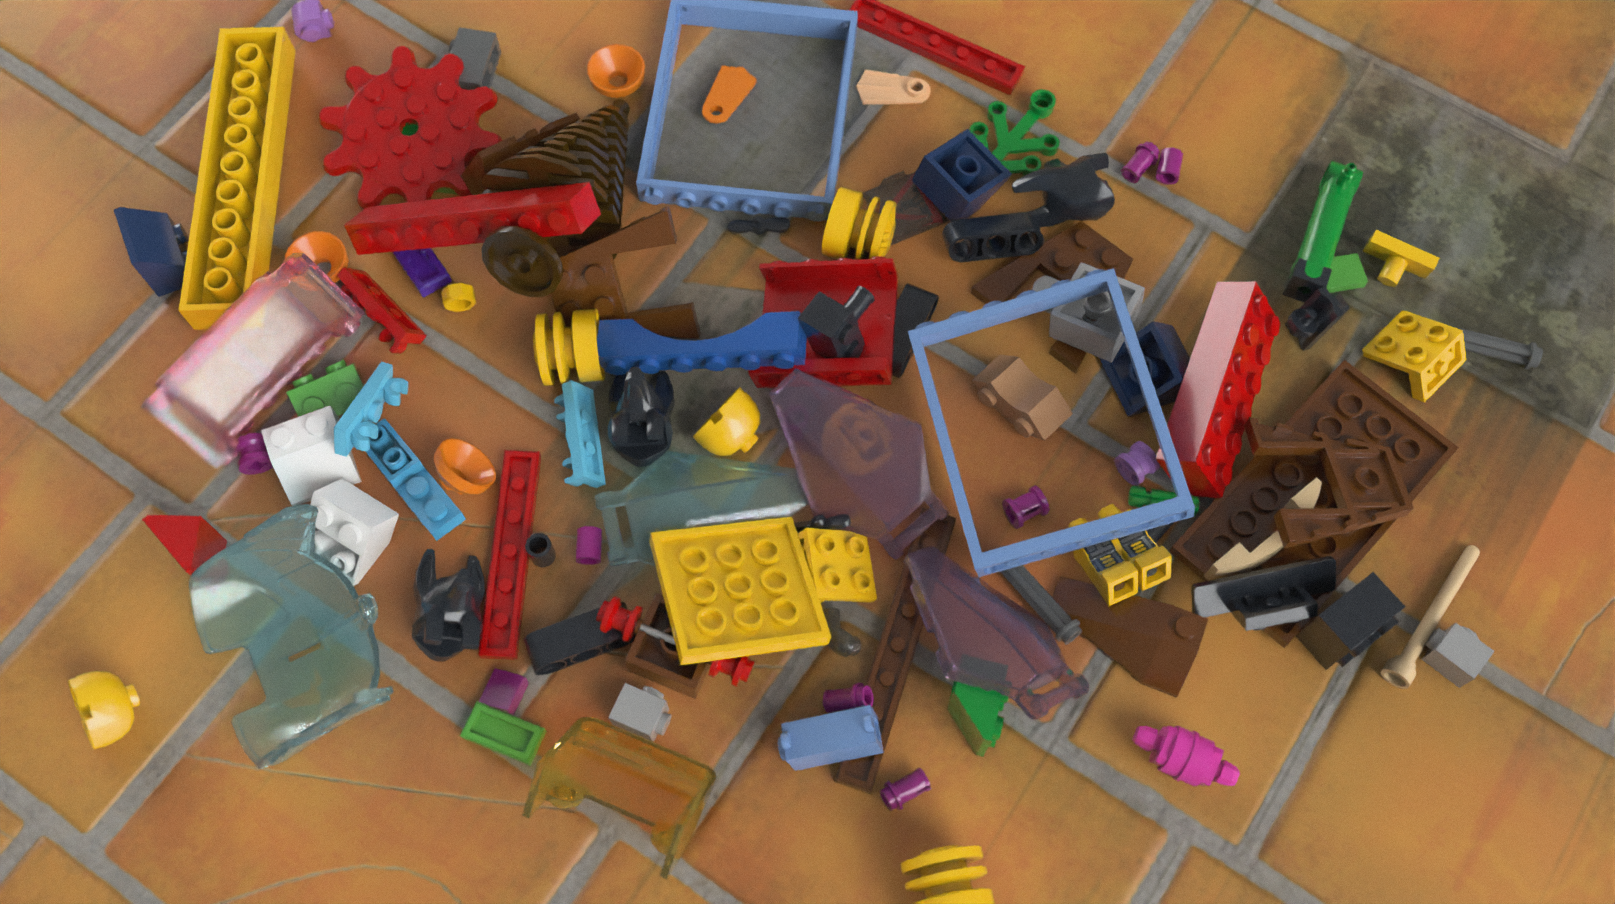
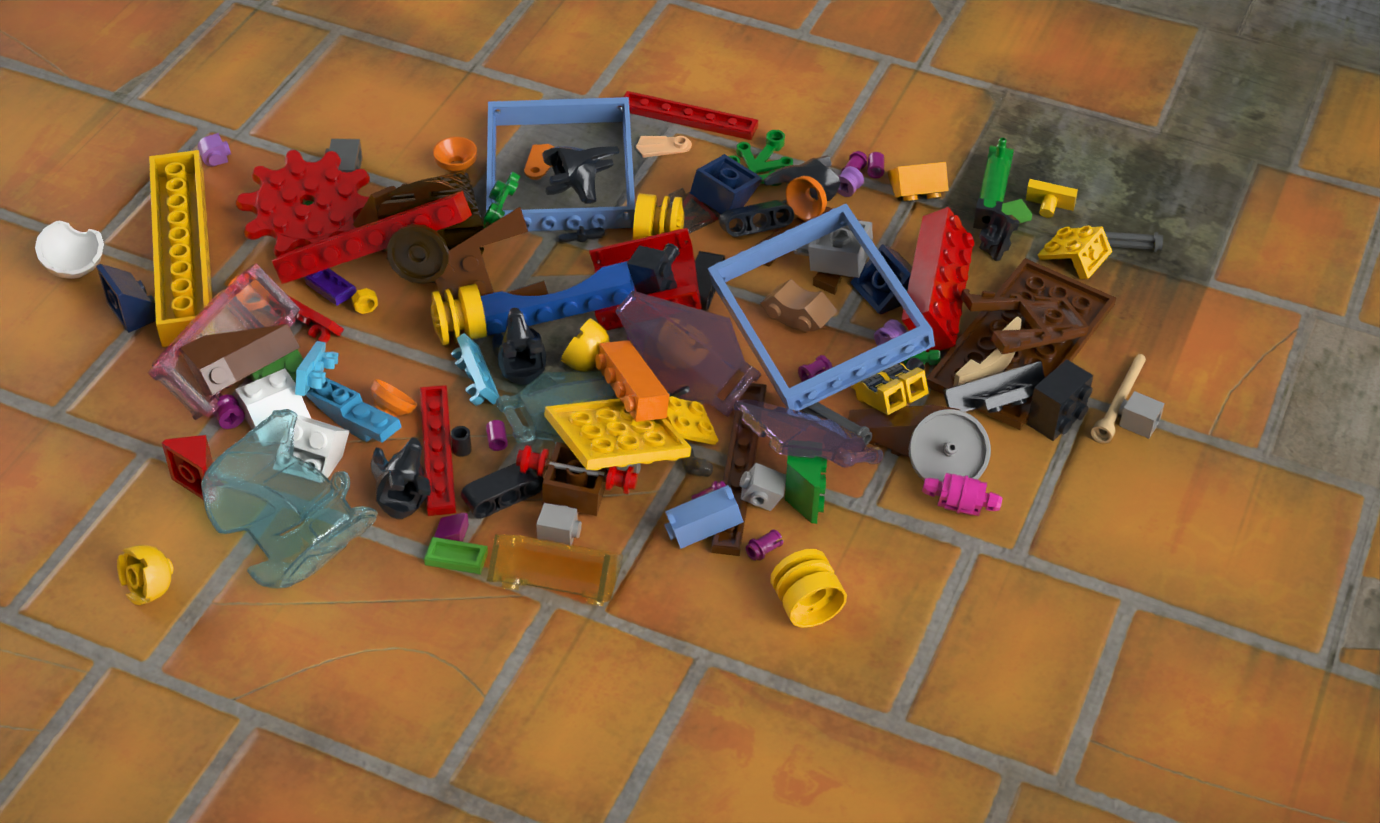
camera: 10 degrees left, 20 degrees down
(95, 164) = (69, 251): none -> white cylinder
(260, 385) = (231, 356): none -> reddish brown wedge
(661, 157) = (499, 193): none -> green plant
(763, 136) = (577, 169): none -> black piece
(774, 503) = (632, 380): none -> orange brick
(919, 699) = (762, 486): none -> light grey brick
(1058, 225) = (800, 200): none -> orange piece
(1128, 190) = (850, 180): none -> medium lavender wheel
(1182, 679) = (949, 444): none -> light grey piece
(1223, 203) = (919, 180): none -> light orange slope

